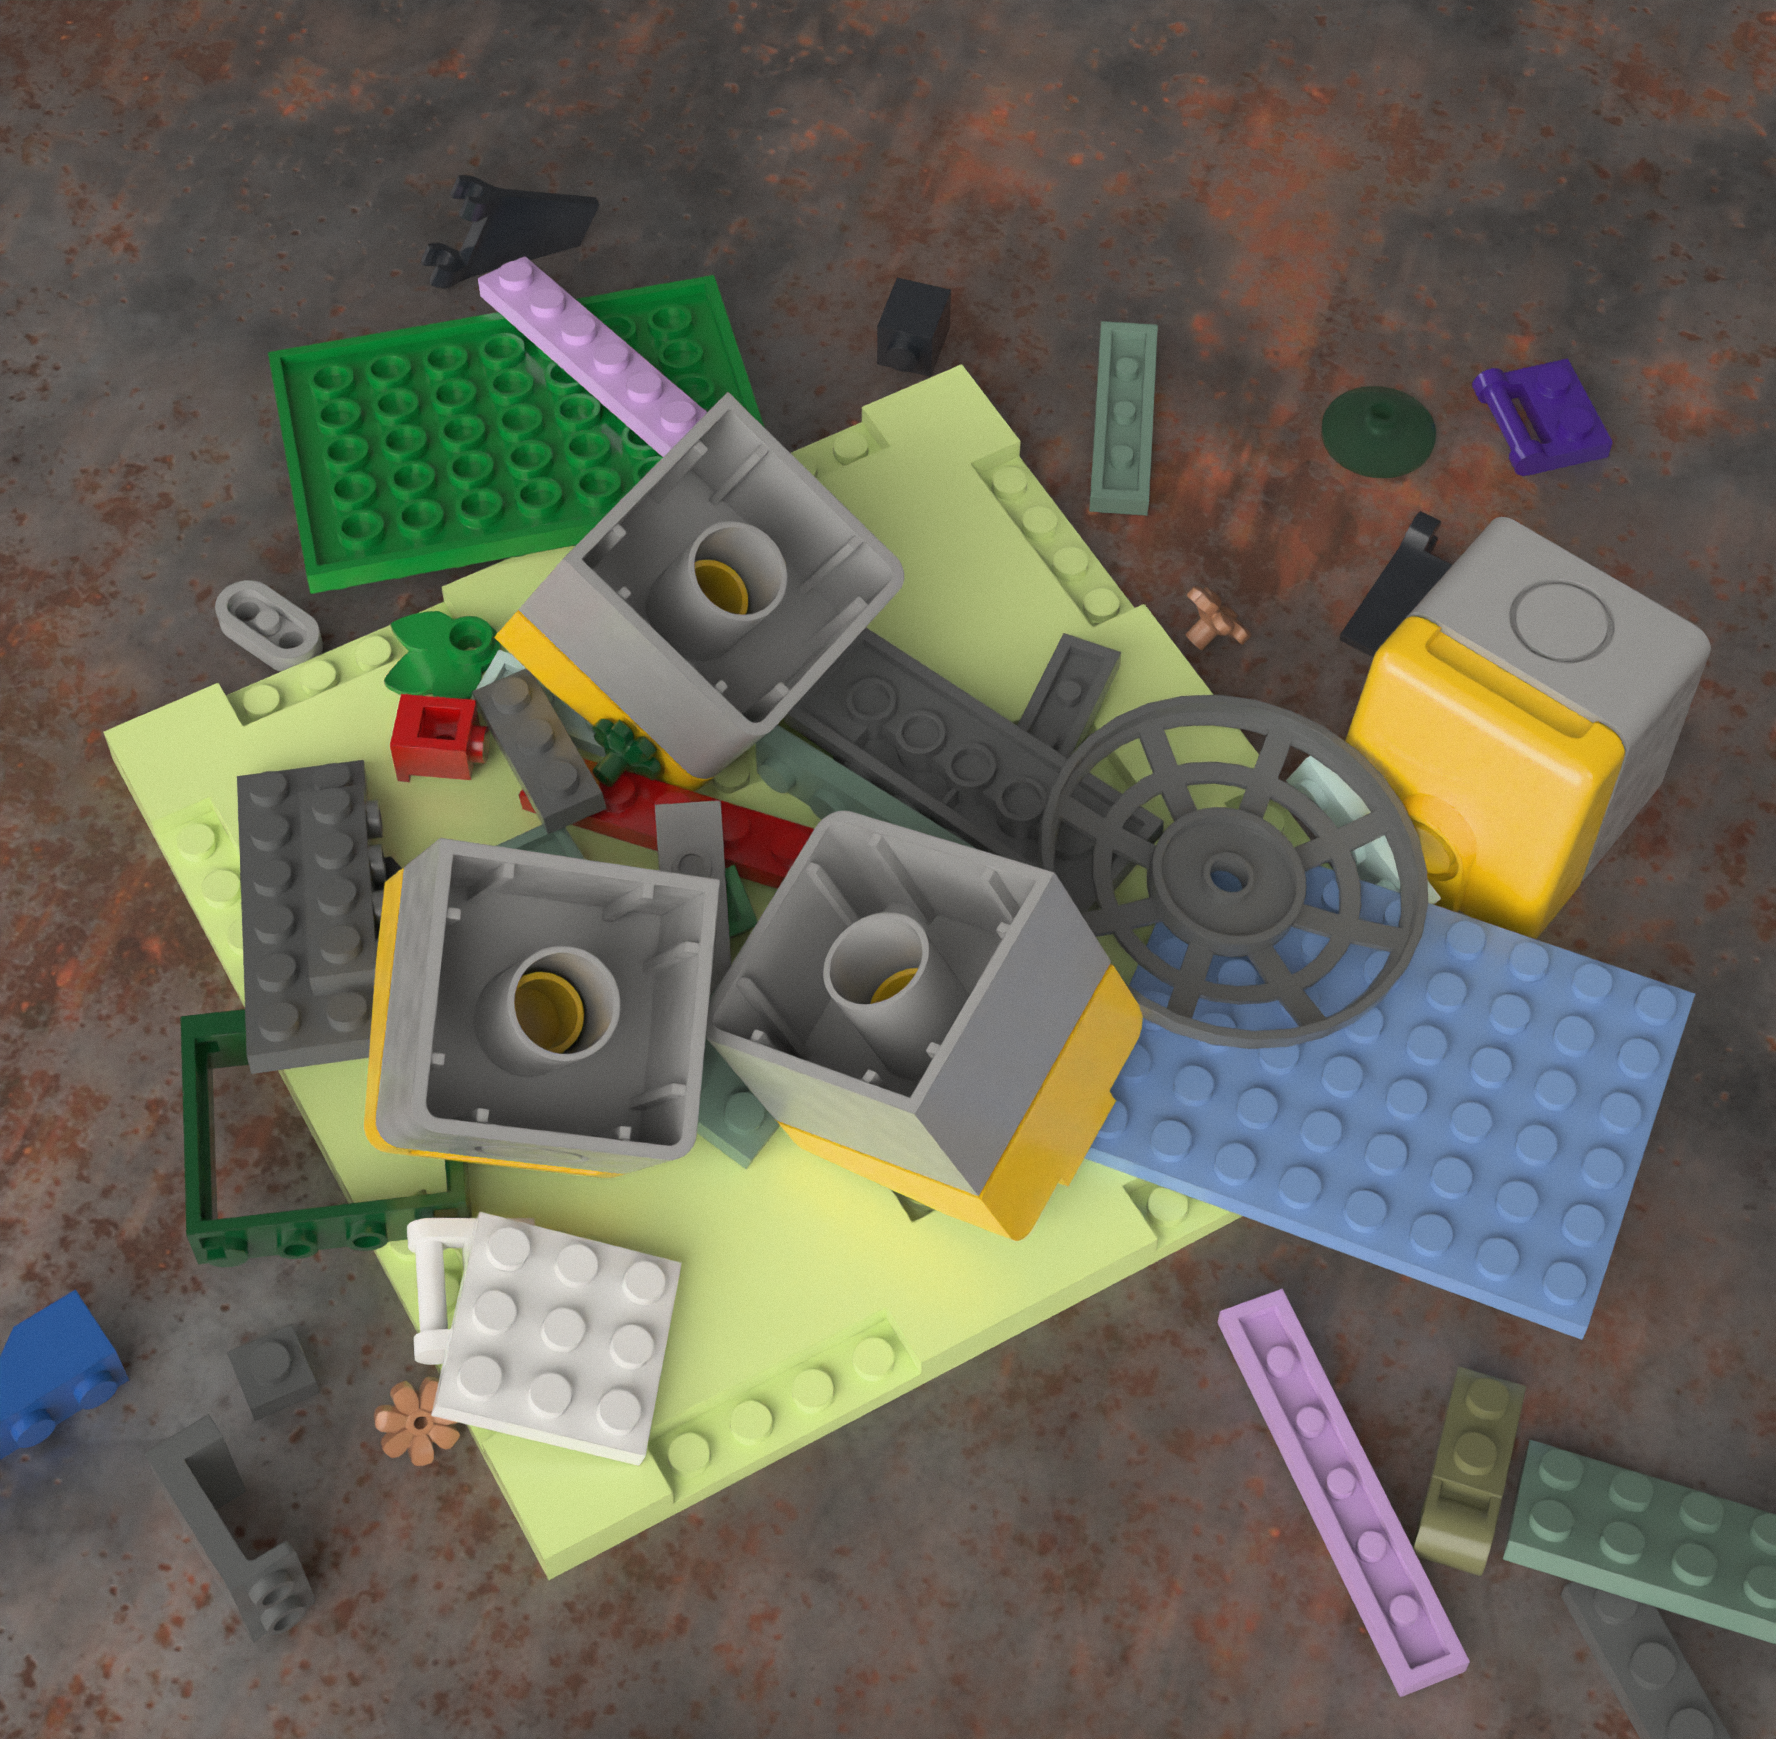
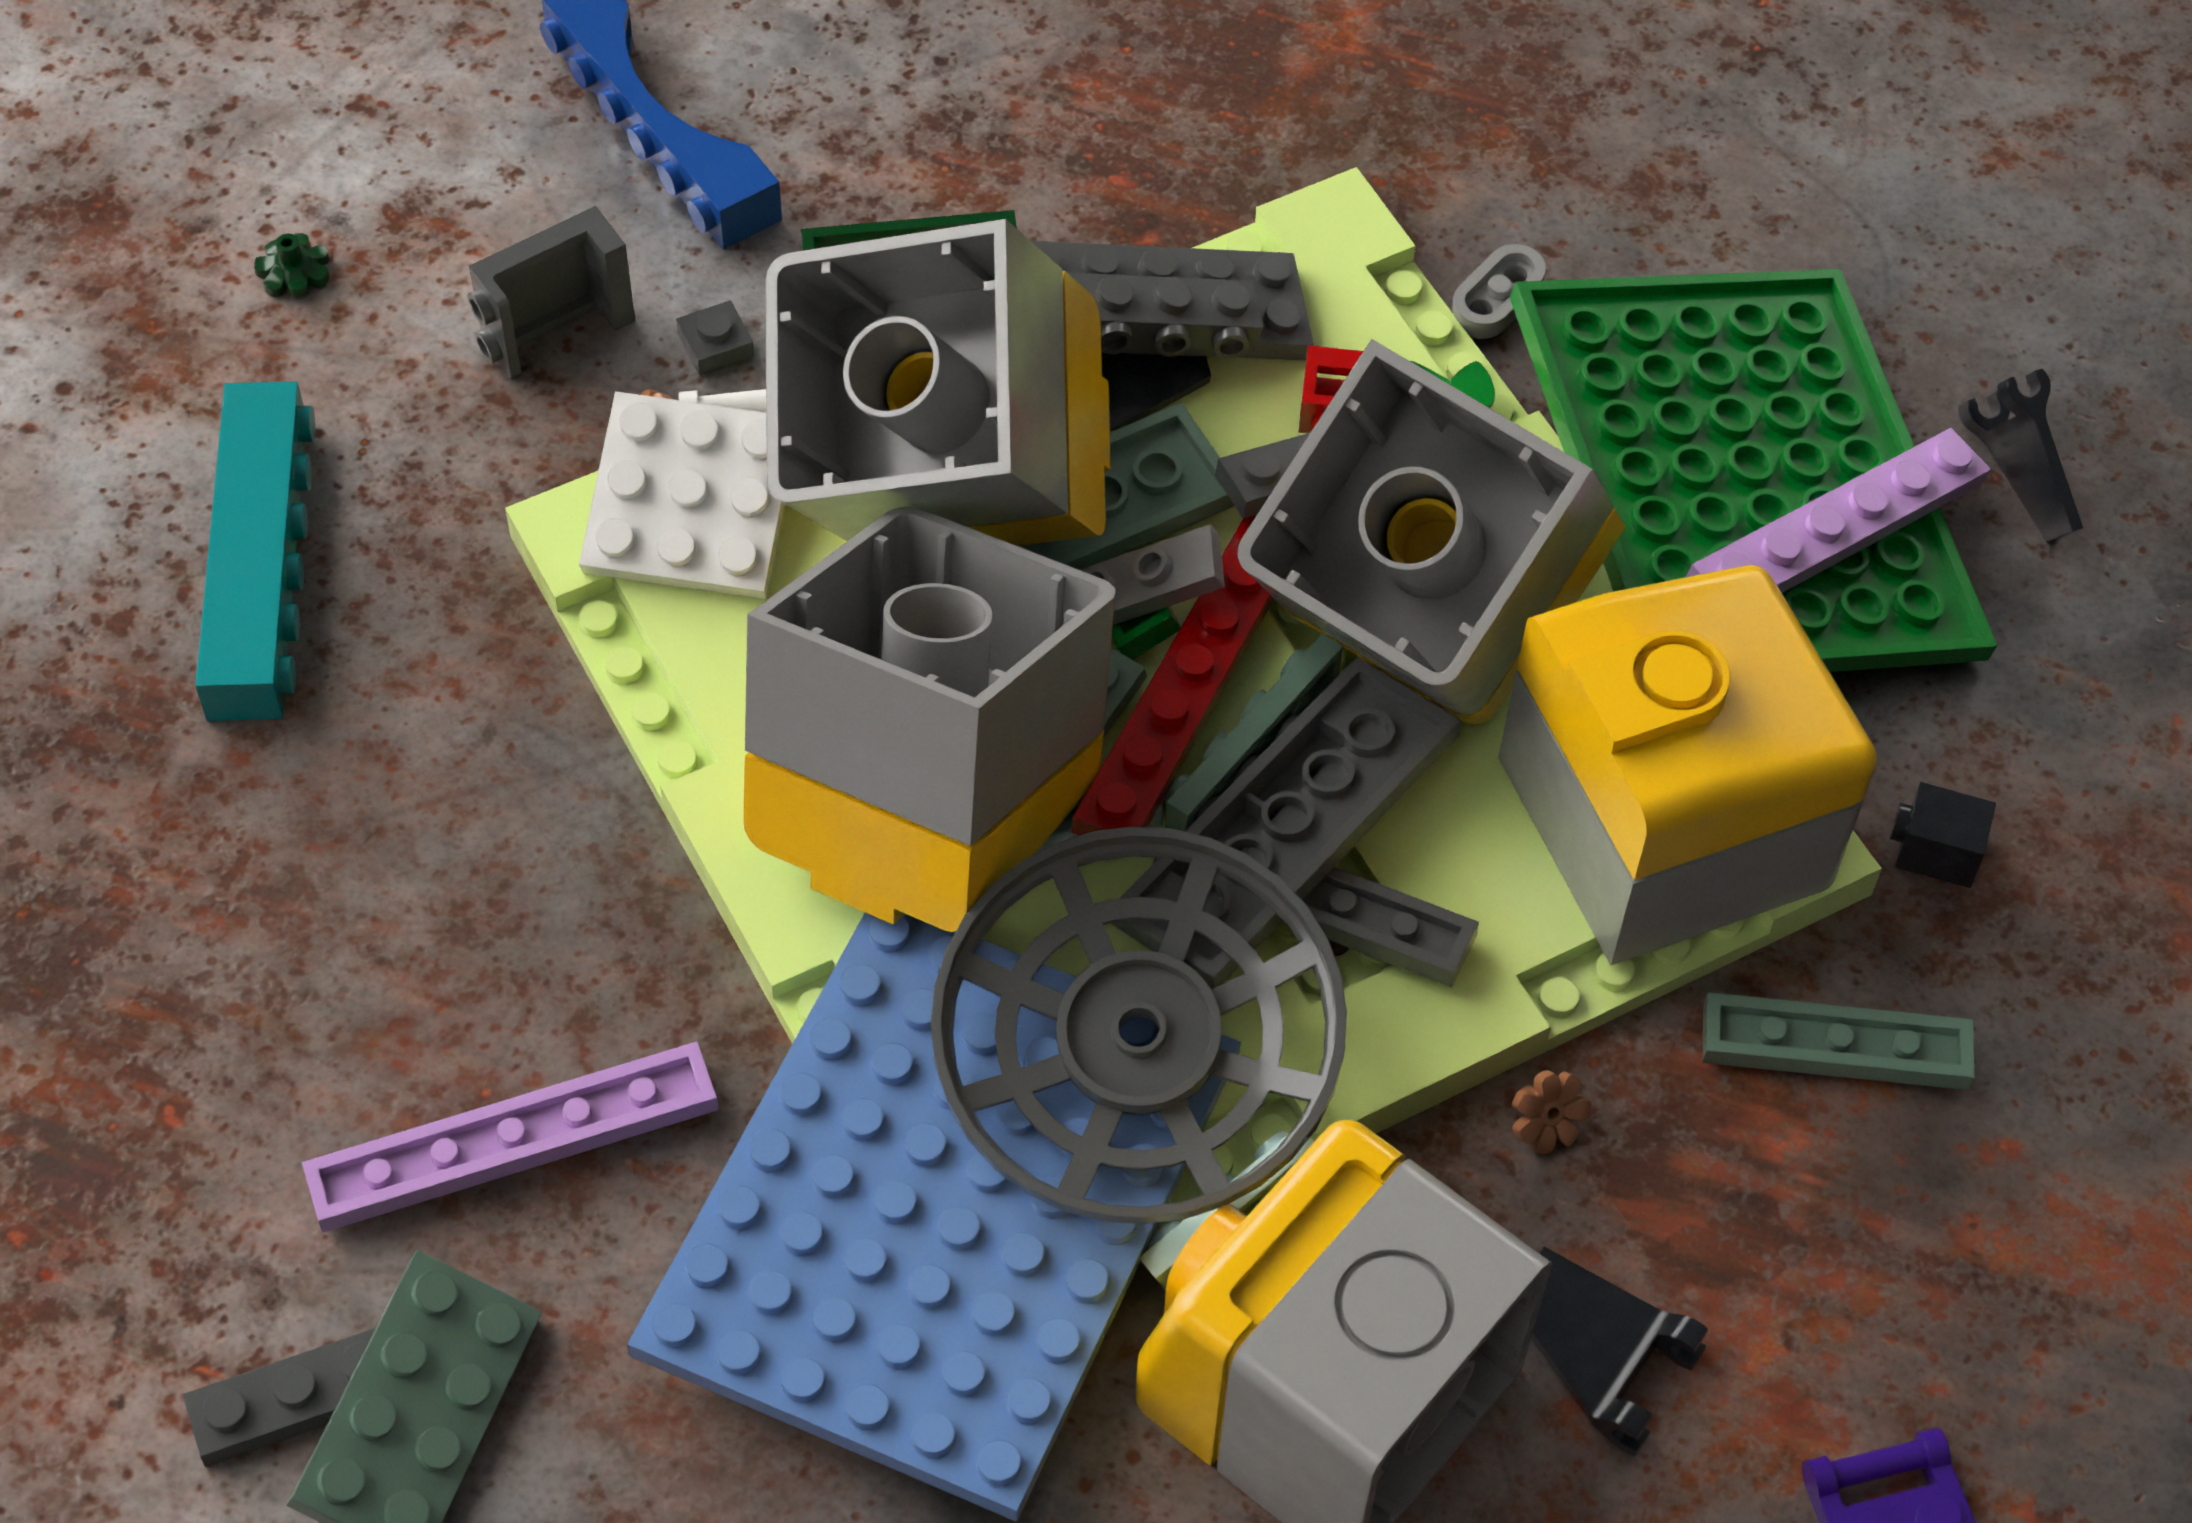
camera: 90 degrees right, 0 degrees up
(937, 429) = (1683, 756): none -> yellow piece
(1378, 432) = (1847, 1349): clear green dish -> none
(1469, 1471) = (517, 1250): olive plate -> none

